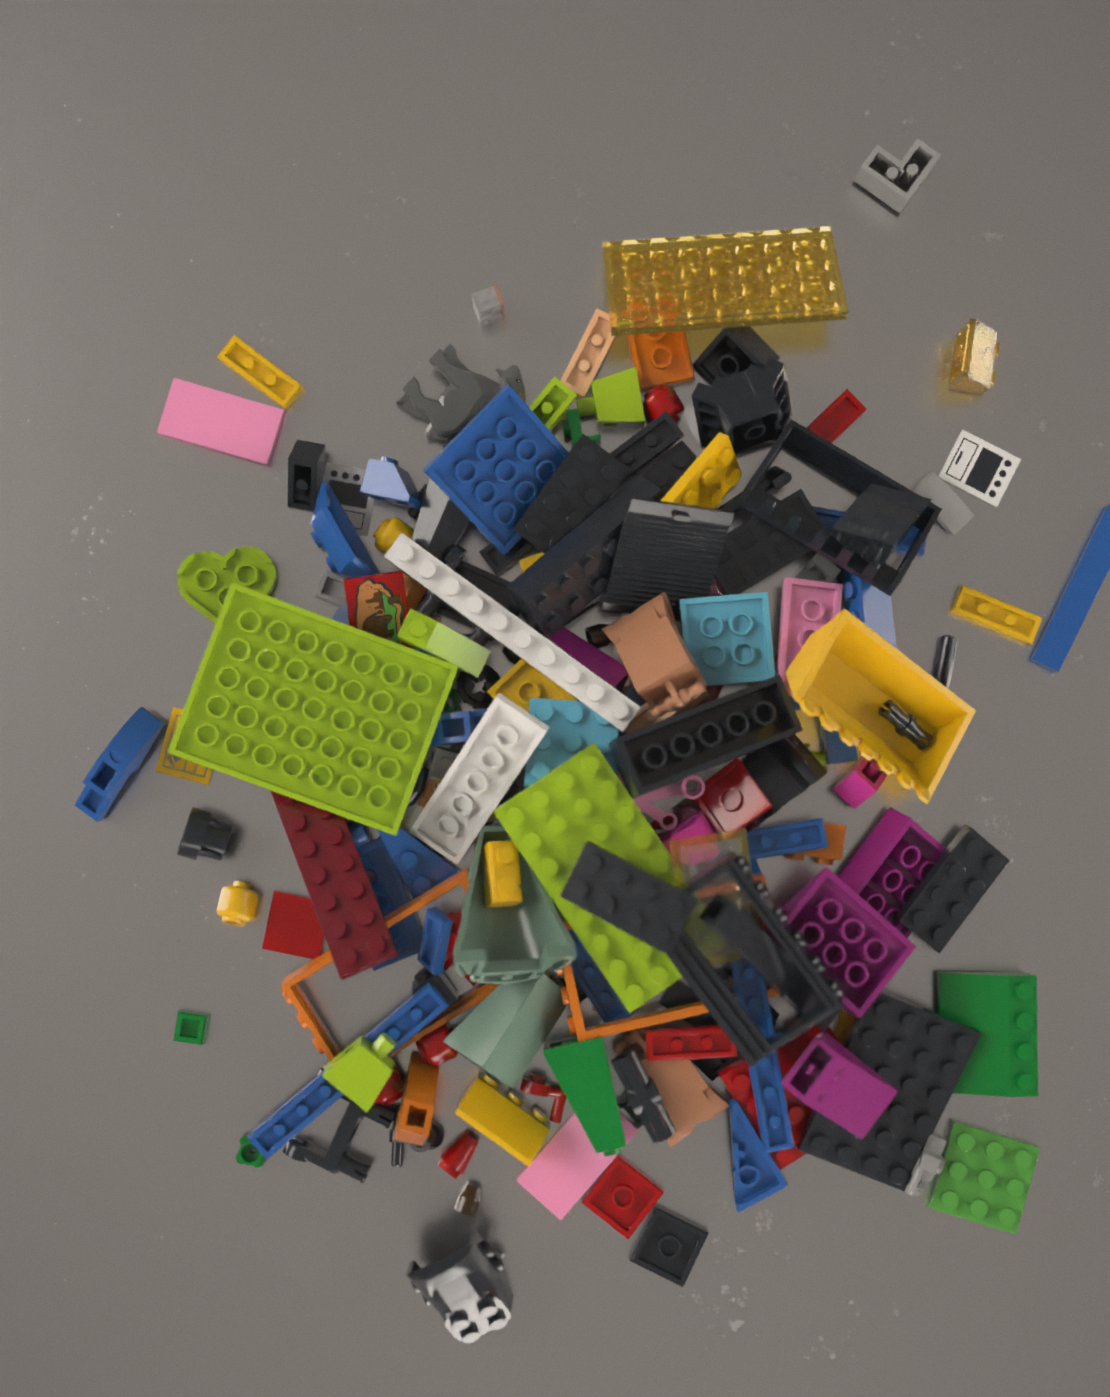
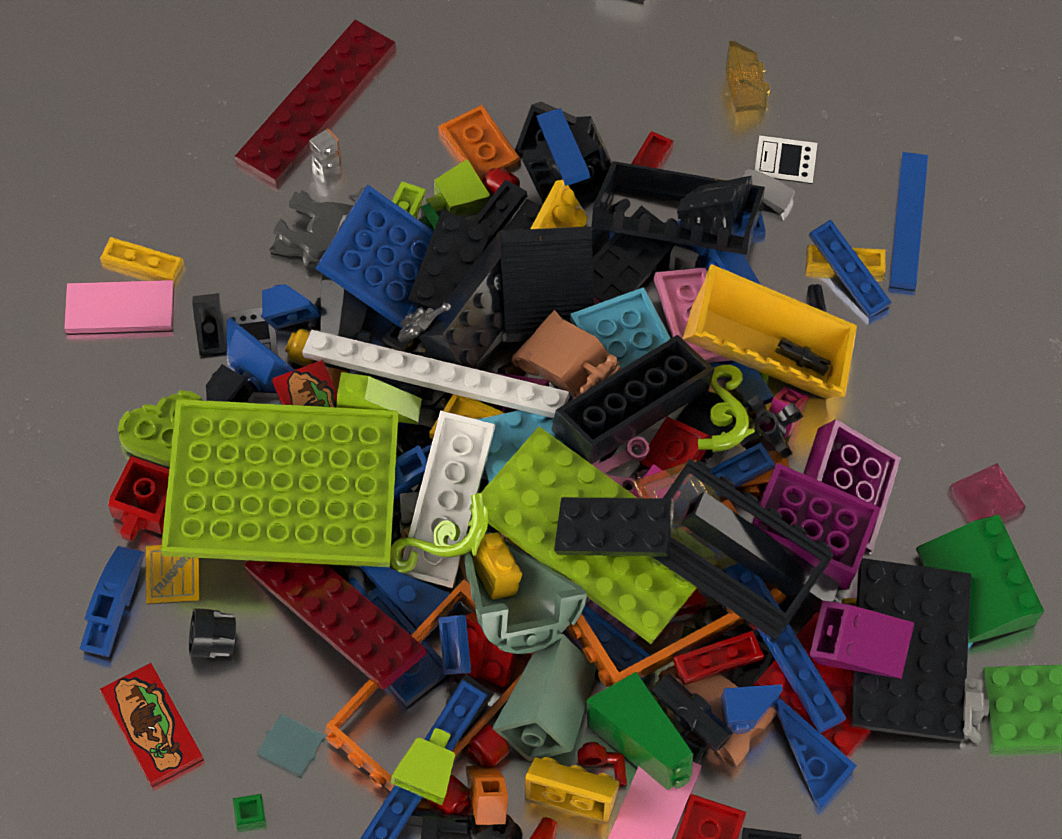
camera: 20 degrees left, 25 degrees down
(123, 905) = (151, 724): none -> tile
(165, 662) = (140, 498): none -> red hinge
(237, 904) = (260, 685): yellow head -> none
(251, 971) = (290, 745): none -> clear light blue piece
(293, 926) = (319, 689): red tile -> none
(297, 569) = (228, 386): none -> black slope
(452, 833) = (441, 533): none -> lime plant
(501, 231) = (315, 102): none -> dark red plate
(512, 568) = (416, 323): none -> flat silver piece
(589, 354) = (426, 160): light nougat plate -> none
(701, 1107) = (747, 705): none -> blue slope
(723, 281) = (516, 78): clear yellow plate -> none
(739, 399) = (563, 147): none -> blue tile
(808, 774) = (722, 412): none -> lime plant
(842, 824) = (776, 435): none -> black pin
(952, 888) = (900, 475): black plate -> none
(995, 630) = (849, 268): none -> blue tile
(1033, 938) = (987, 495): none -> clear pink plate

